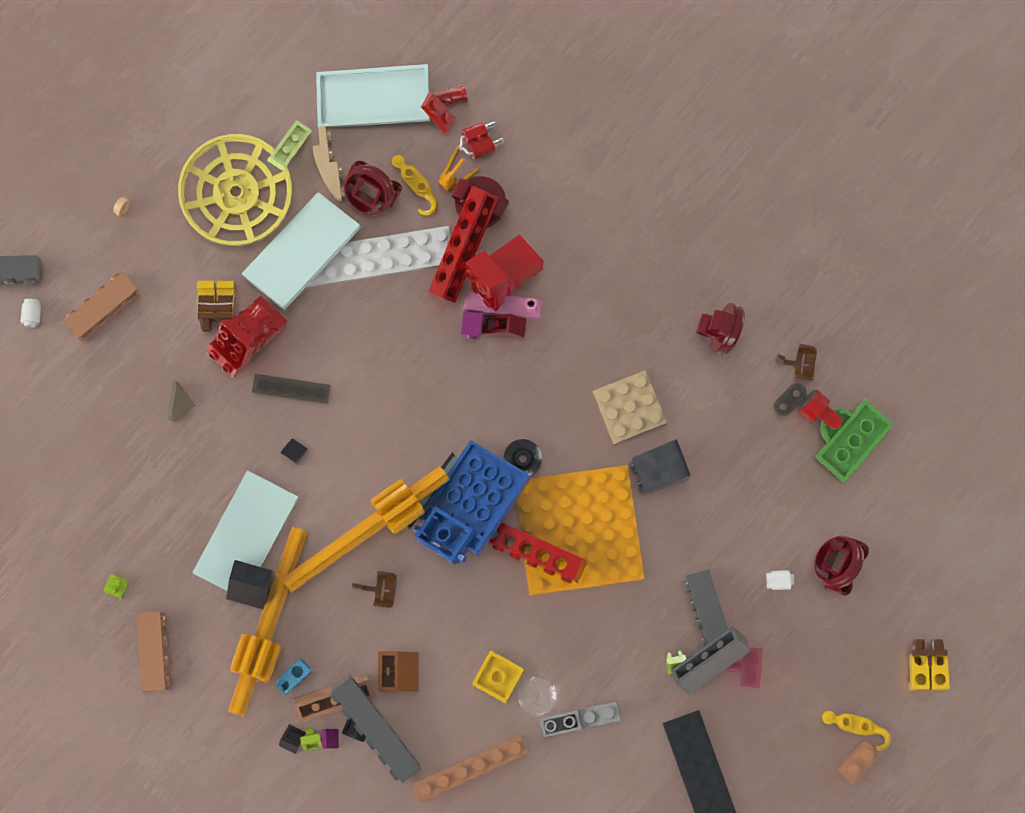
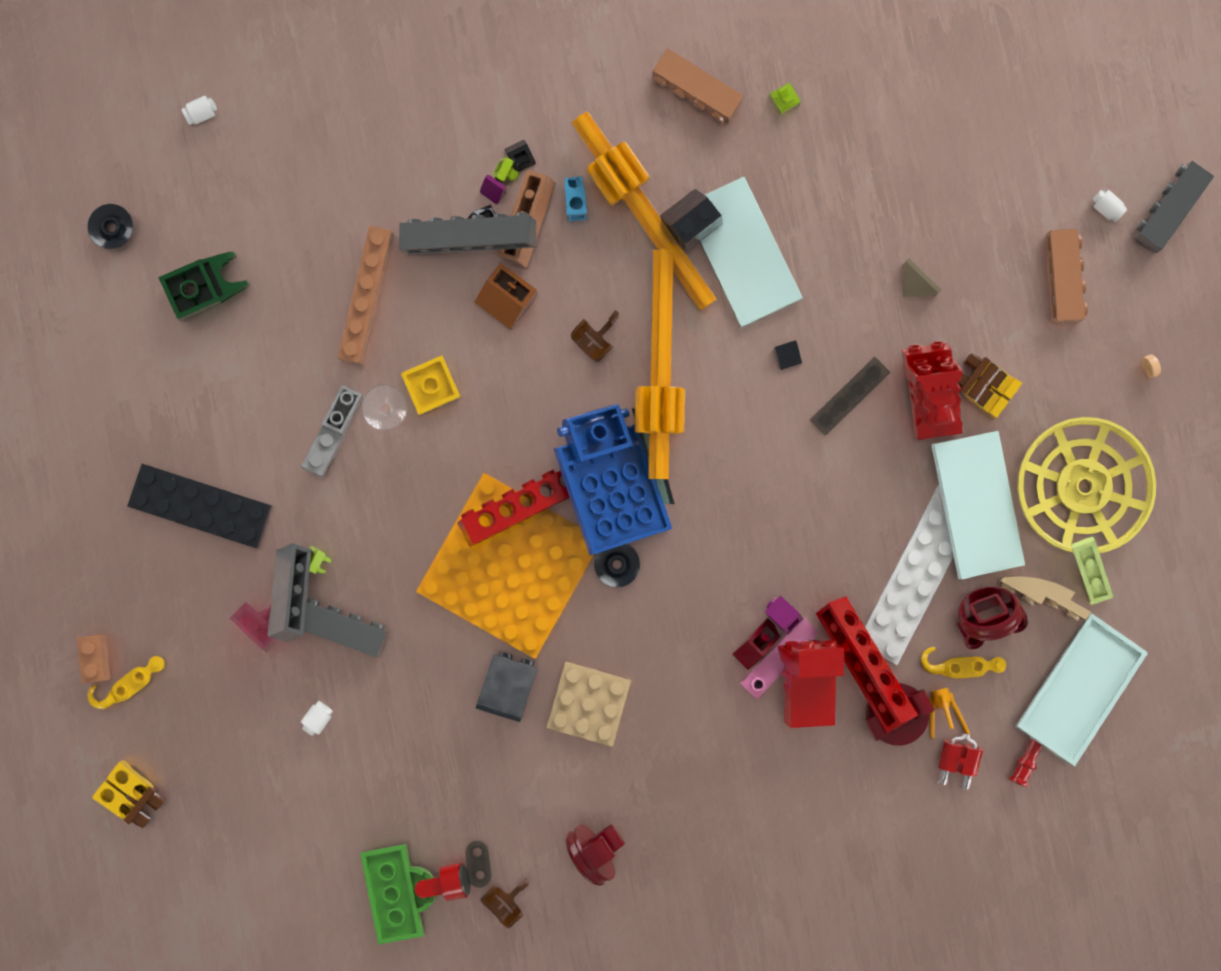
camera: 130 degrees right, 5 degrees up
(438, 112) = (1018, 740): red plate -> none
(840, 581) = (273, 795): dark red piece -> none

